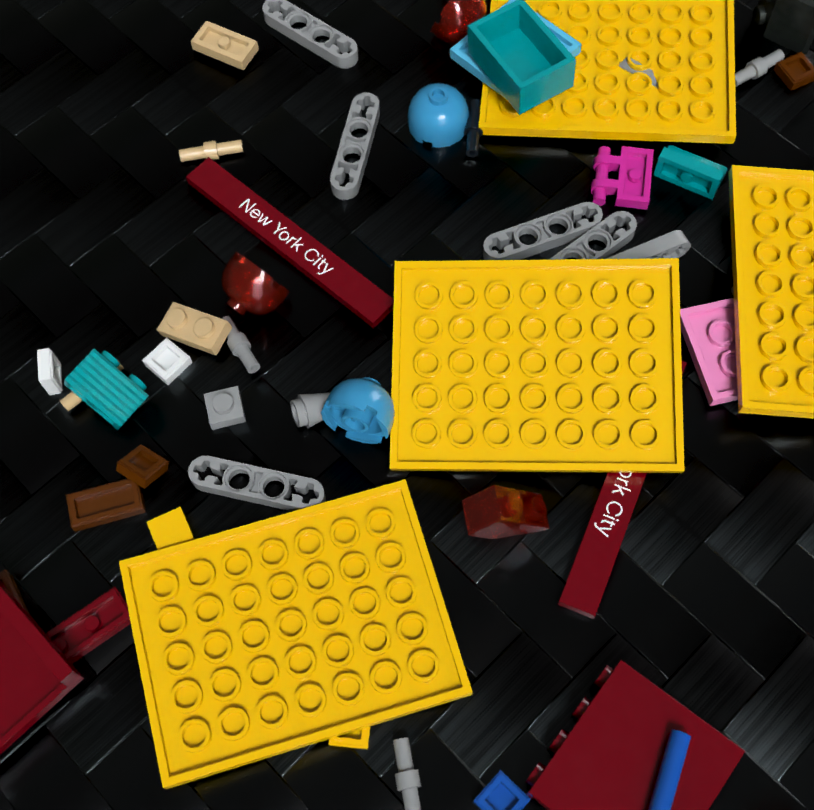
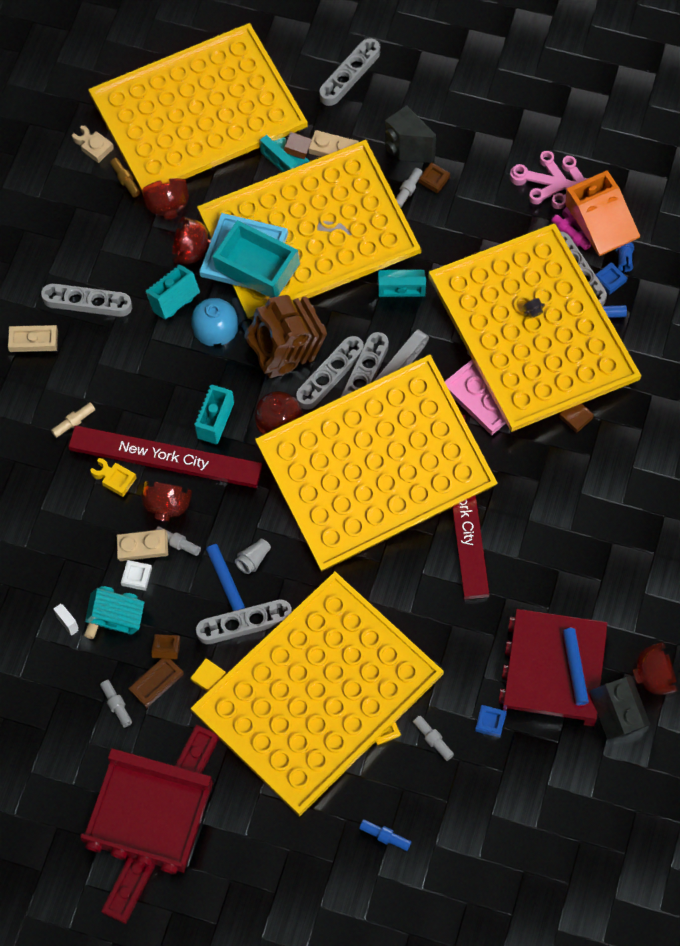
camera: 30 degrees left, 0 degrees up
(40, 506) = (116, 703): none -> light grey bar
(214, 235) = (115, 478): none -> yellow plate
(224, 407) = (193, 585): light grey plate -> none
(268, 418) = (225, 577): none -> blue piece
(356, 145) = (172, 368): light grey beam -> none
(361, 409) = (284, 543): dark azure cylinder -> none
(370, 214) = (214, 414): none -> teal brick
(407, 60) = (172, 292): none -> teal brick
(449, 242) = (276, 410): none -> clear red cylinder
(504, 513) = (405, 561): clear red slope -> none
(509, 158) = (285, 334): none -> reddish brown piece
(633, 178) = (368, 307): dark pink plate -> none

